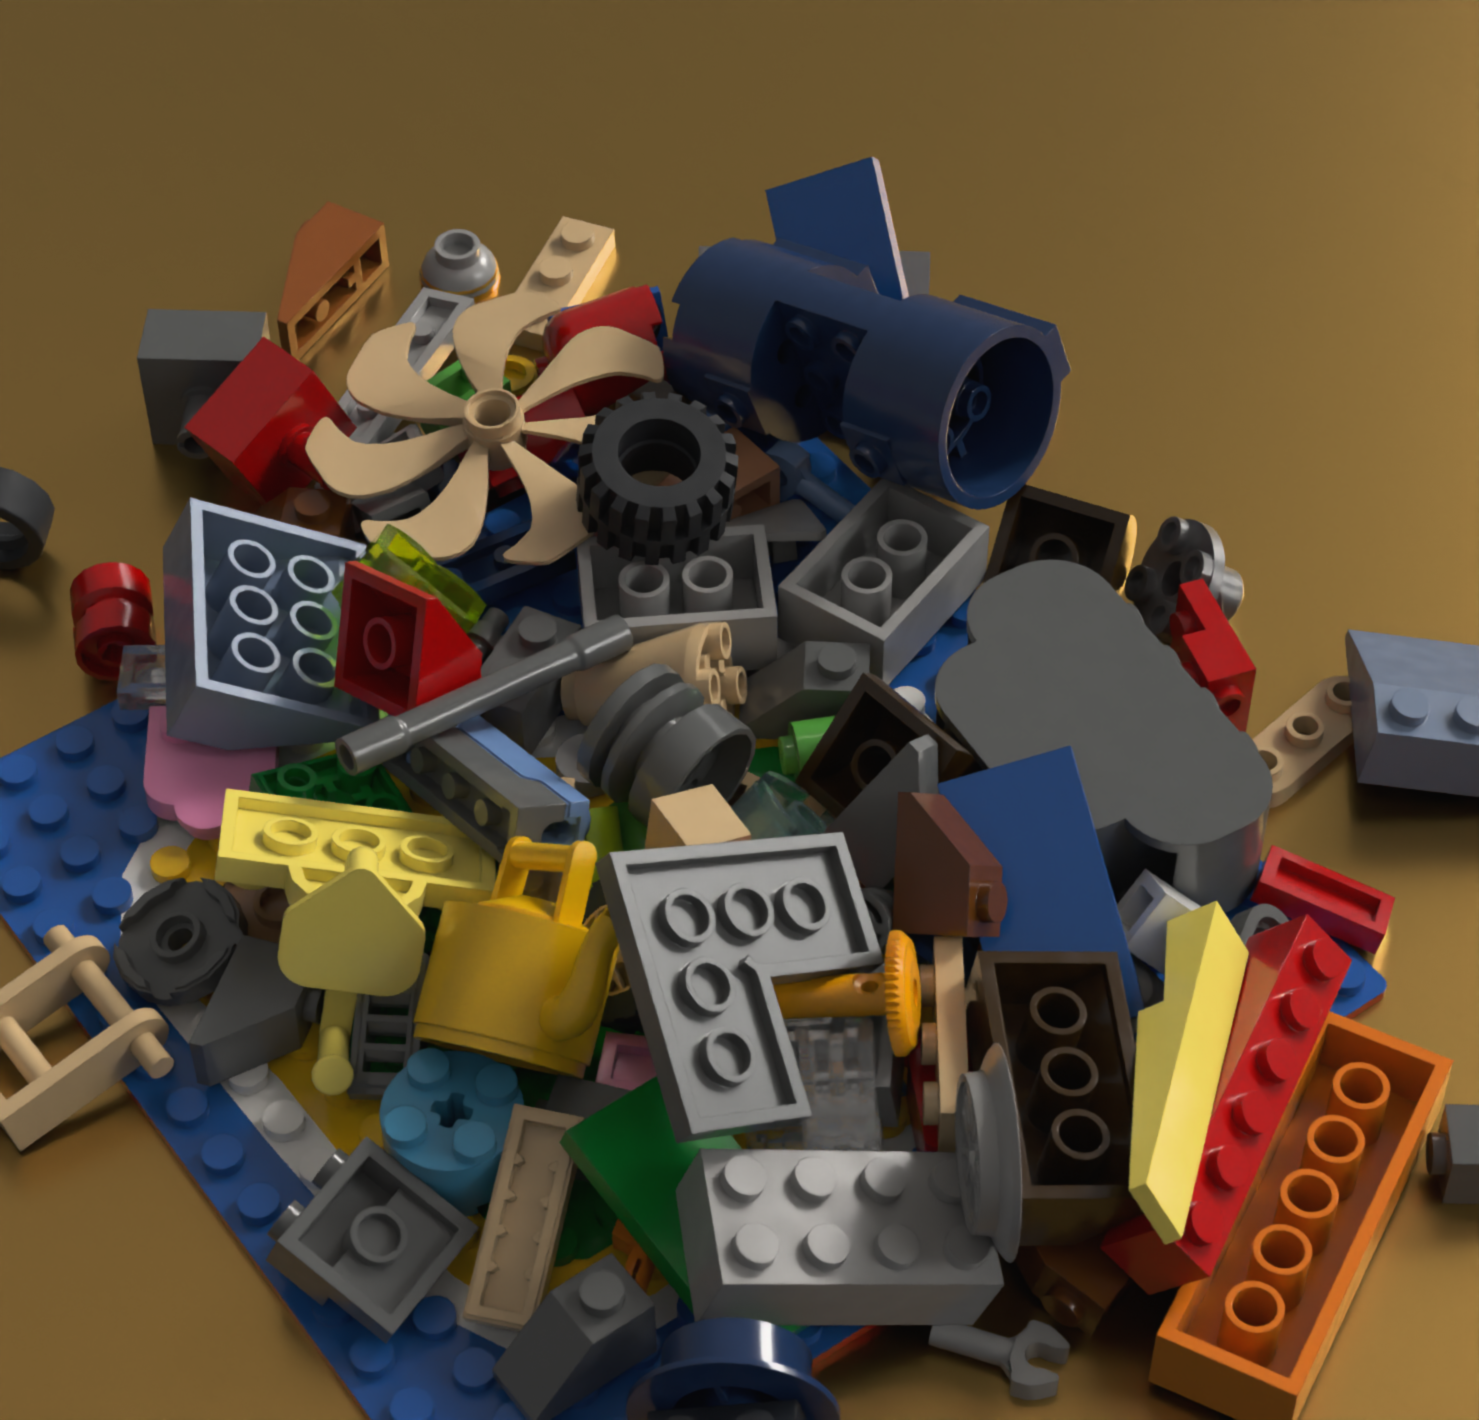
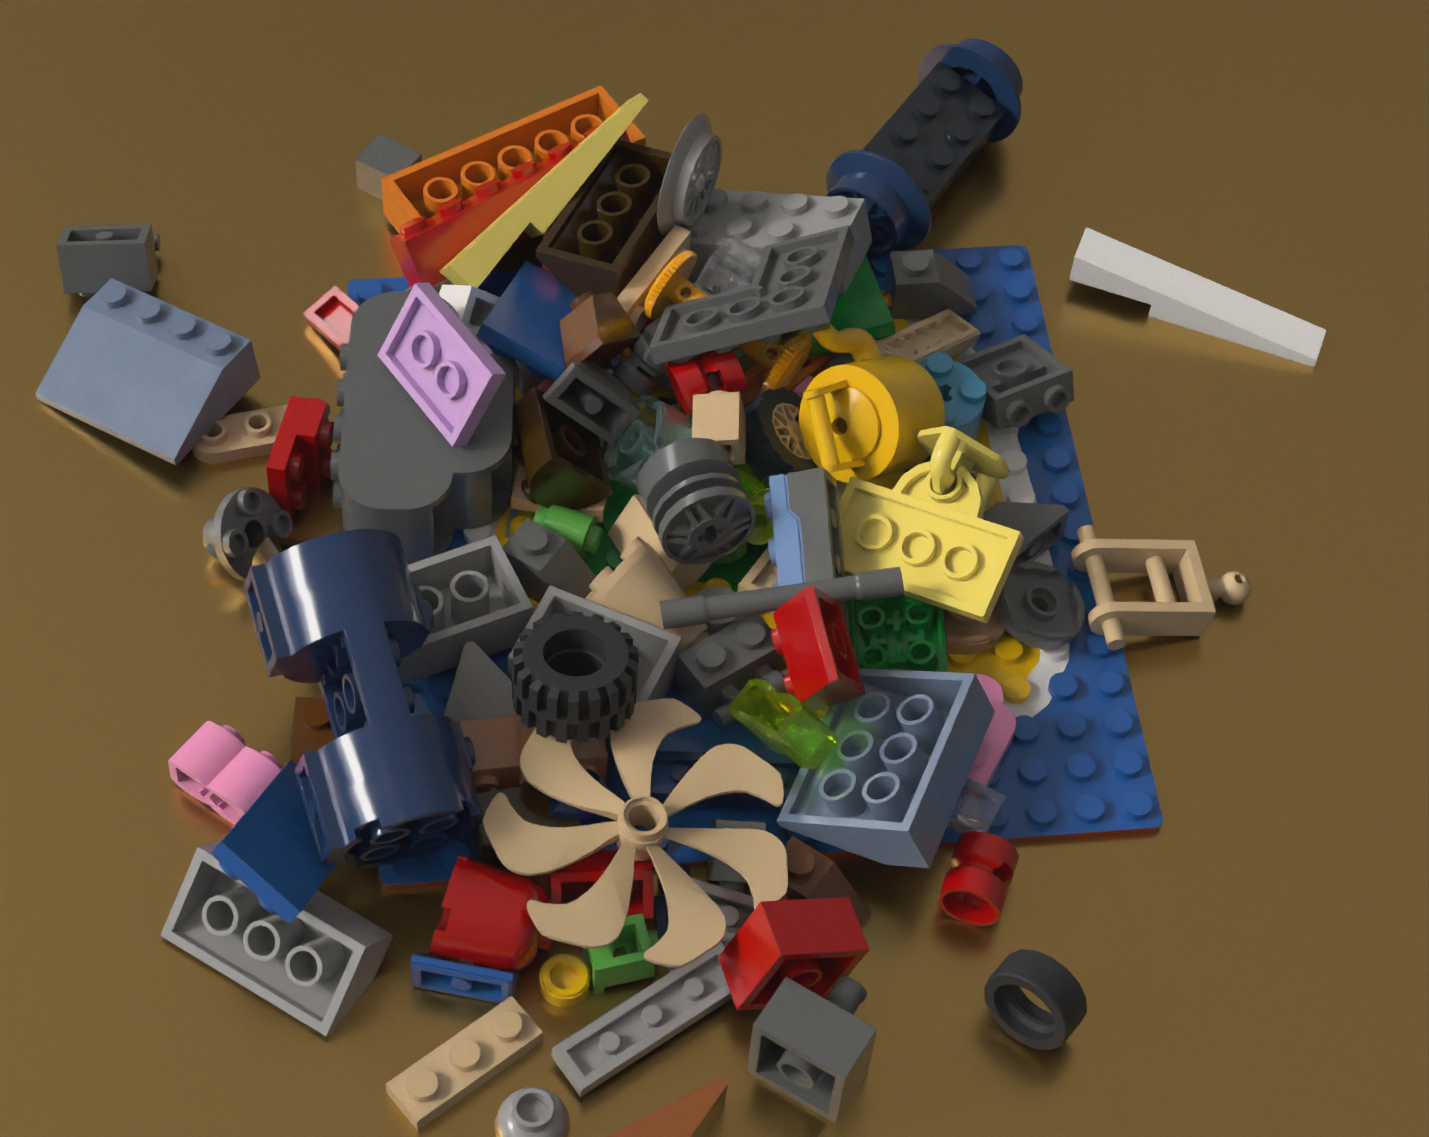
camera: 155 degrees left, 5 degrees up
(1073, 692) = (441, 364): none -> lavender plate

